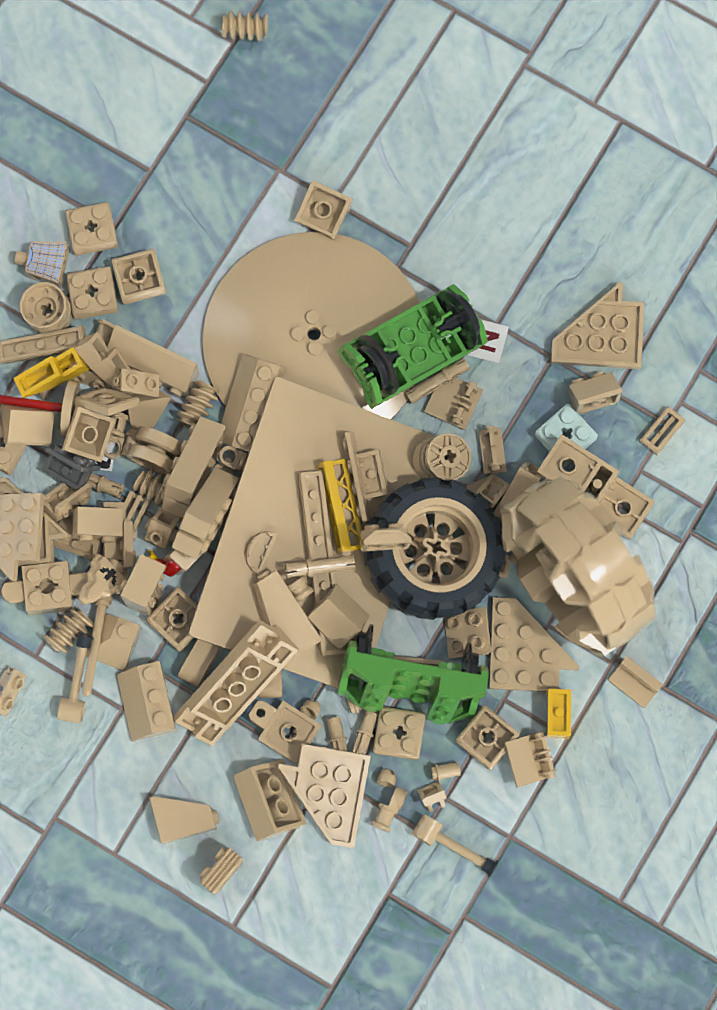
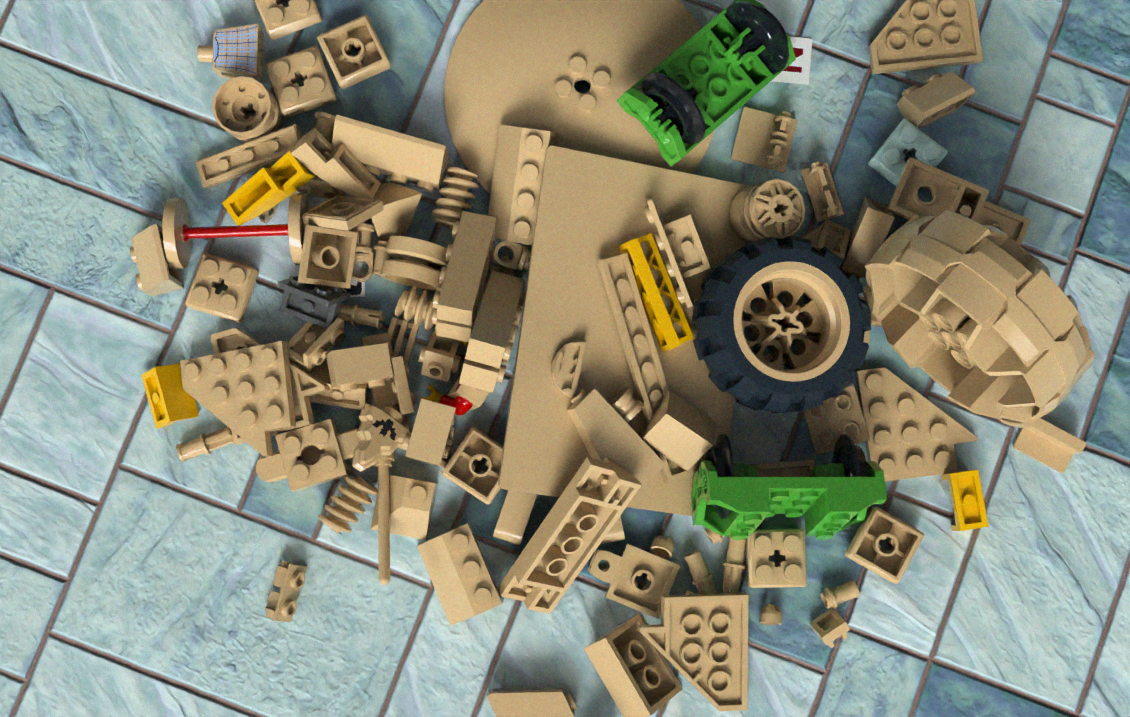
camera: 15 degrees left, 5 degrees up
(27, 425) = (250, 259): tan slope -> none
(71, 708) = (369, 600): tan piece -> none
(137, 382) = (377, 182): tan hinge -> none
(319, 566) = (634, 377): tan pin -> none
(385, 539) = (735, 324): tan slope -> none
(387, 812) = (779, 659): tan connector -> none
(429, 830) = (835, 673): tan piece -> none
(433, 383) = (737, 121): tan pin -> none
(530, 759) = (942, 563): tan hinge -> none
(650, 445) = (1009, 151): tan tile -> none

